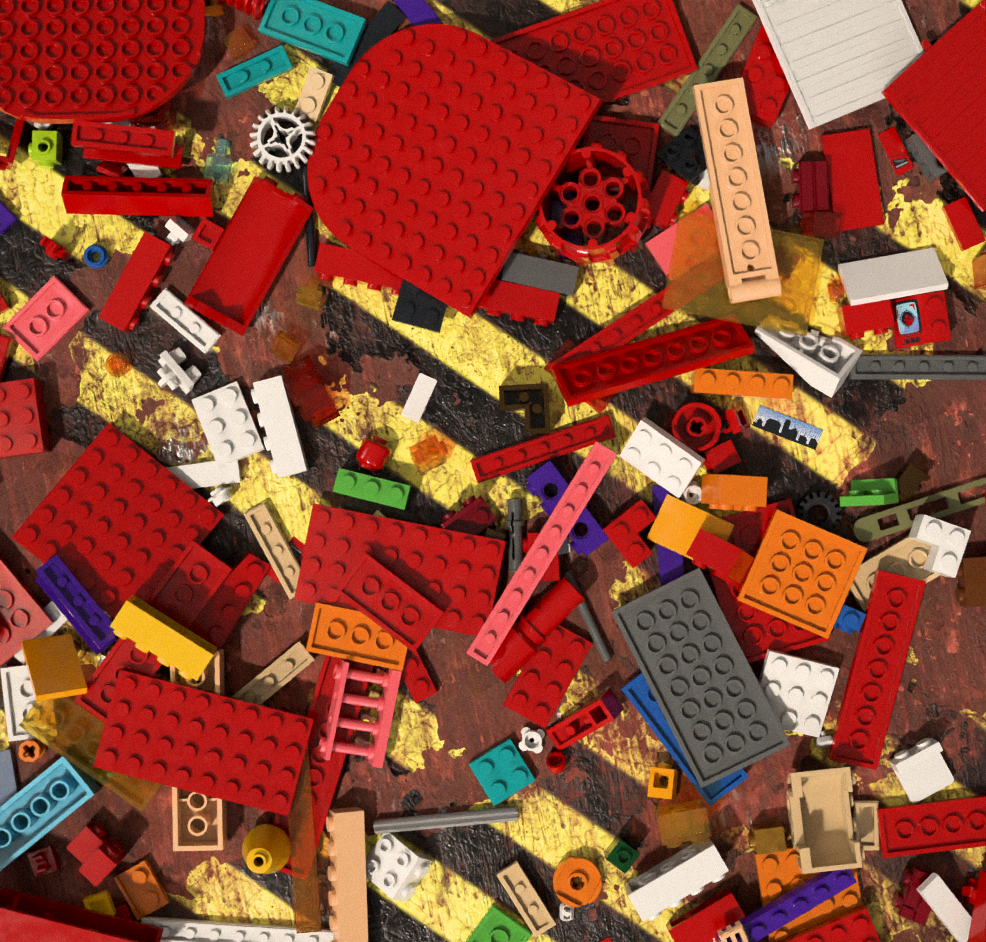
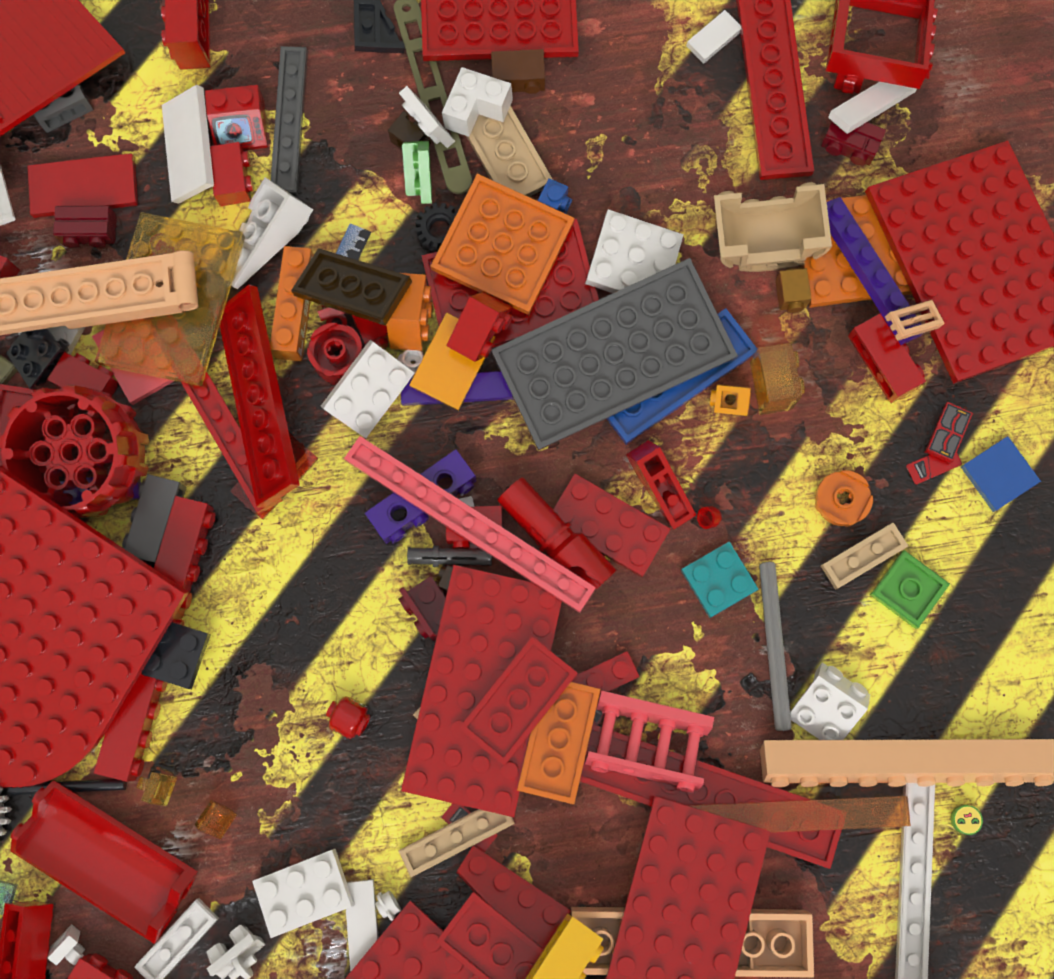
camera: 85 degrees left, 10 degrees down
(208, 234) = (74, 911): red plate -> none
(266, 849) = (810, 860): yellow cone -> none
(276, 674) = (603, 842): tan plate -> none
(280, 426) = (309, 828): white brick -> none
(309, 392) = (267, 789): clear red brick -> none
(372, 488) = (387, 720): bright green brick -> none
(419, 397) = (287, 663): white sticker -> none
(428, 447) = (344, 649): clear orange brick -> none
(532, 400) = (294, 533): dark brown brick -> none
(534, 746) = (690, 541): white plate -> none
(543, 448) = (353, 524): red tile -> none
(566, 912) = (879, 512): white rock -> none
(590, 622) = (557, 473): dark grey bar -> none
(621, 853) = (812, 446): dark green brick -> none
(624, 532) = (454, 432): red brick -> none
(675, 879) = (839, 386): white brick -> none
(753, 441) = (352, 286): none -> dark brown tile
(821, 224) = (124, 214): clear red brick -> none
(824, 741) = (687, 229): white rock -> none
(835, 291) = (200, 204): clear orange plate -> none
(867, 823) = (769, 187): tan tile -> none
(876, 669) = (610, 171): red plate -> none
(895, 151) = (56, 141): red sticker -> none
(914, 504) = (425, 118): none -> white plate
(922, 769) = (718, 130): white bracket -> none
(963, 224) = (139, 75): red tile -> none

